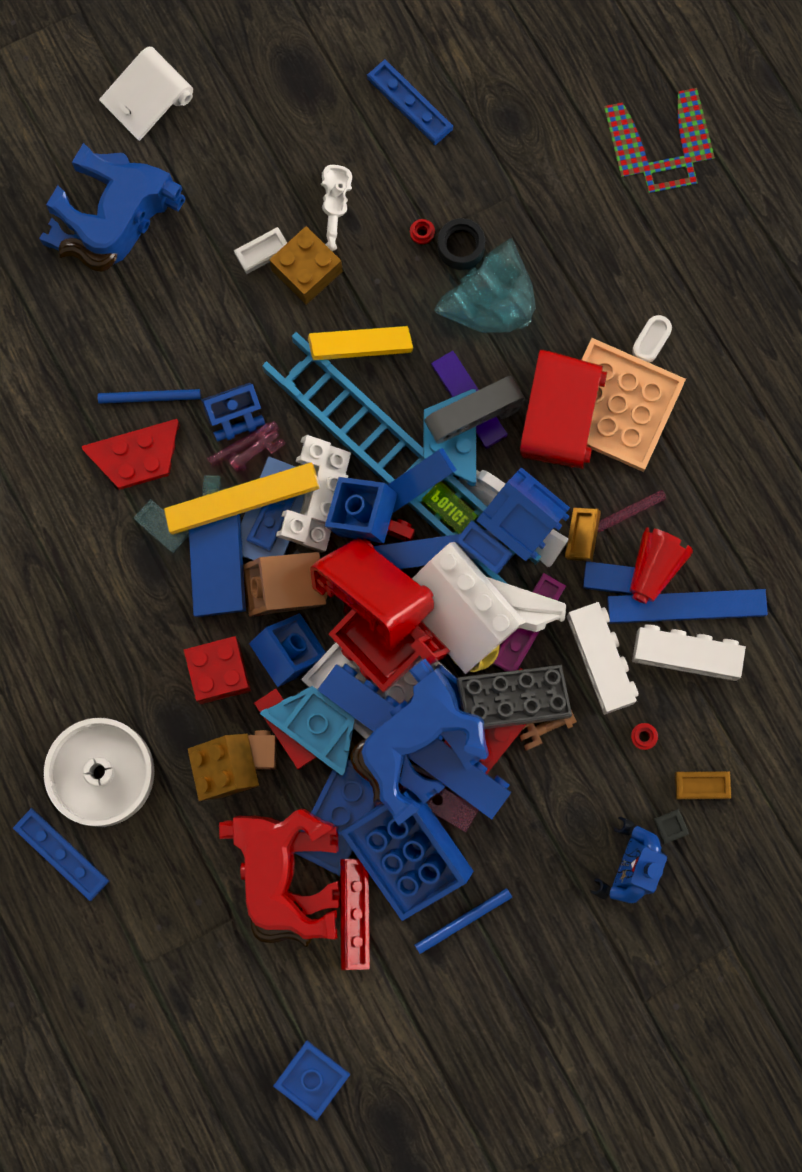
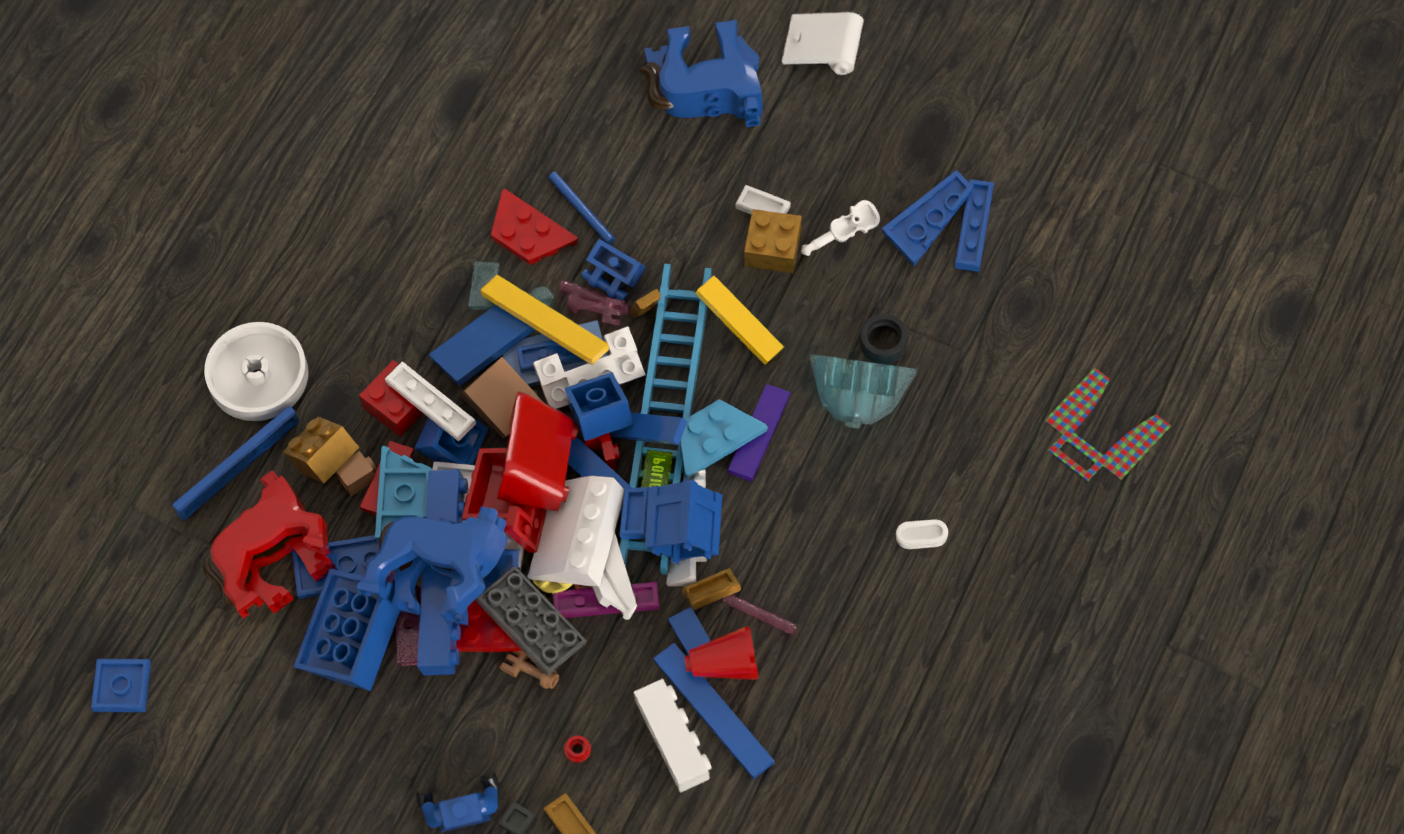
camera: 55 degrees right, 15 degrees down
(61, 854) = (175, 391): blue tile -> none
(175, 847) = (235, 463): none -> blue tile
(252, 645) = (430, 401): none -> white tile
(289, 406) = (645, 303): none -> pearl gold tile
(354, 915) = (272, 627): tile -> none
(378, 135) = (925, 219): none -> blue wing
(422, 224) = (872, 298): red plate -> none
(463, 921) = (325, 712): blue bar -> none
(496, 399) = (747, 433): dark grey beam -> none
(561, 410) = (797, 494): red windscreen -> none
(601, 657) = (617, 671): white brick -> none
(631, 405) = (842, 543): light nougat plate -> none

